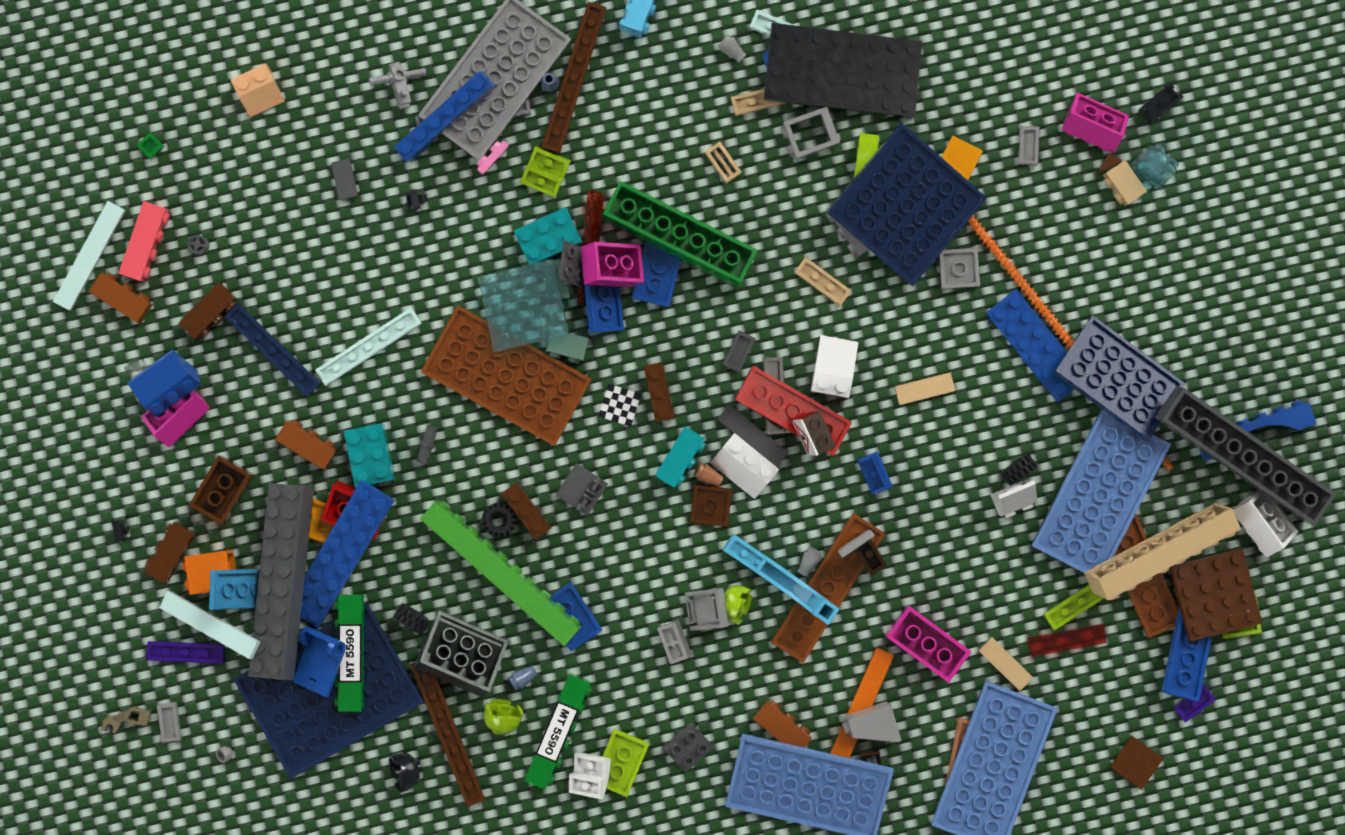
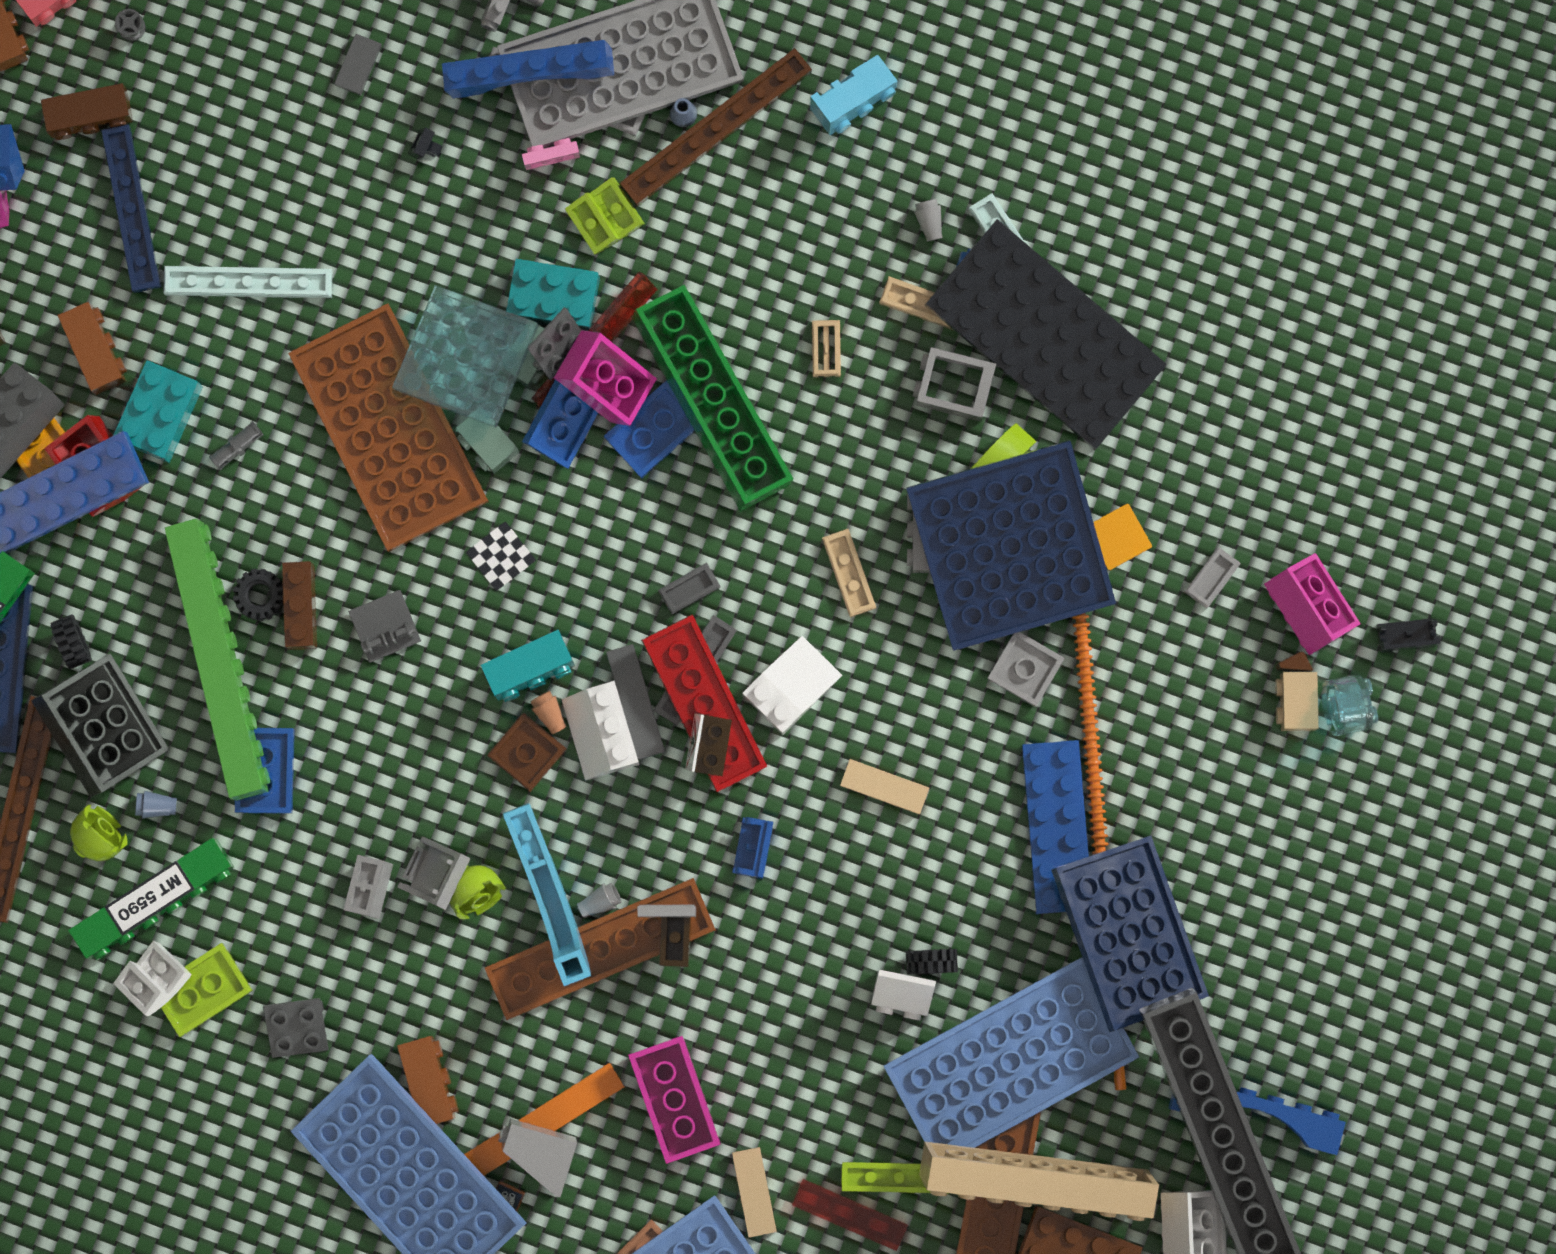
camera: 35 degrees right, 5 degrees down
(659, 392) = (557, 571): reddish brown brick -> none

